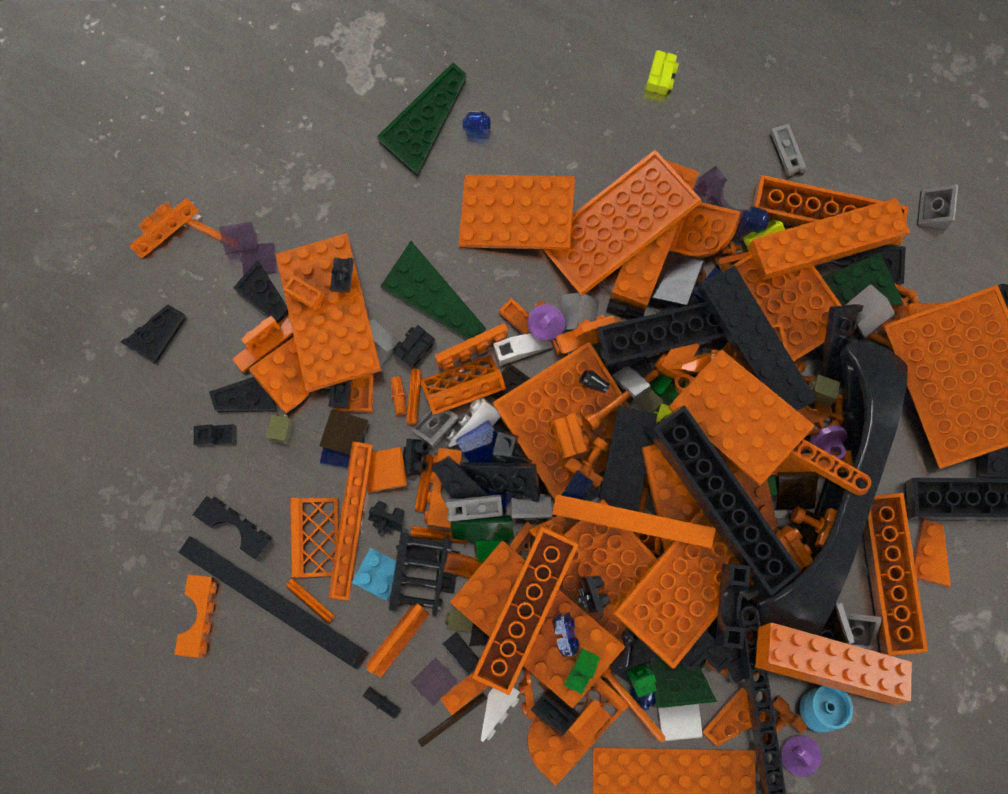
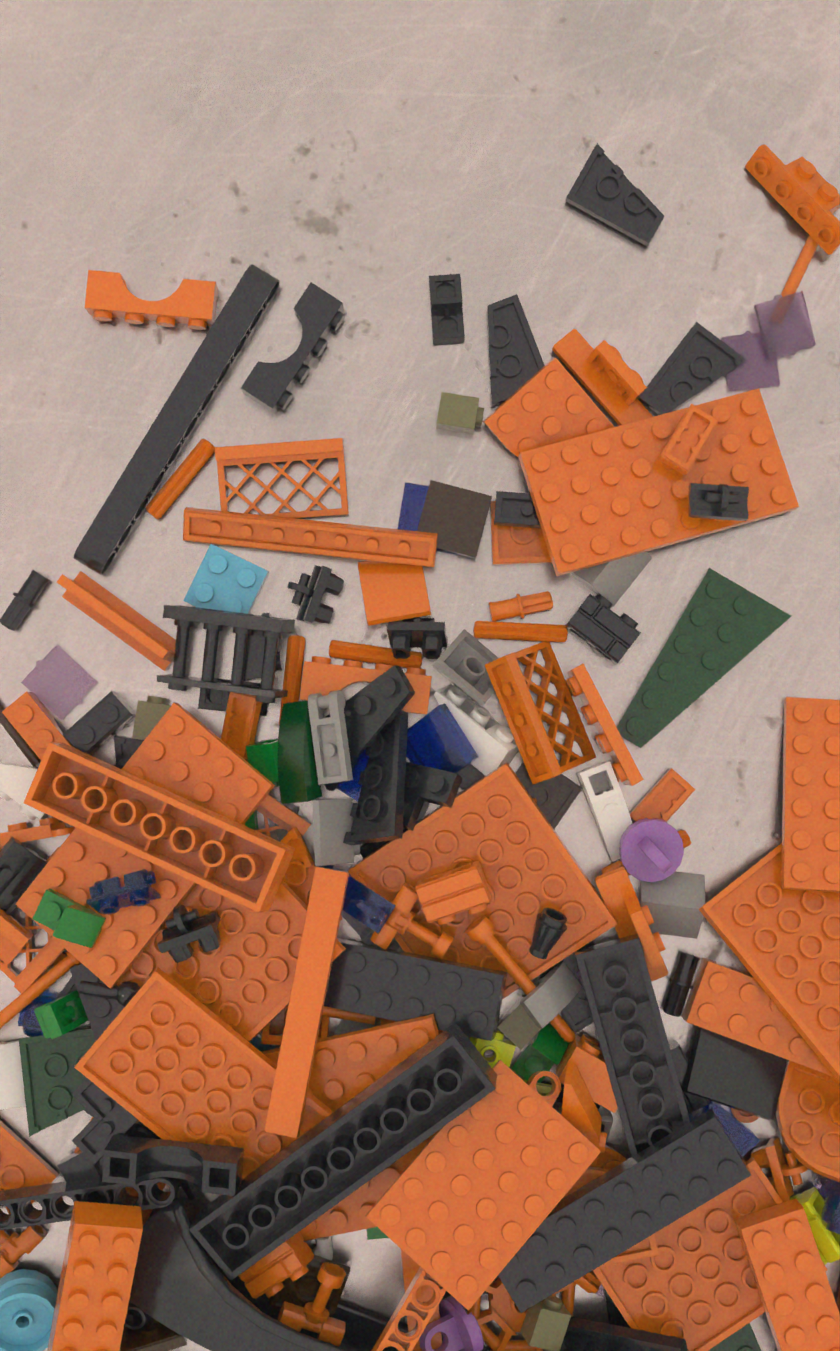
camera: 90 degrees right, 10 degrees up
(796, 490) = (376, 1272): dark brown tile -> none

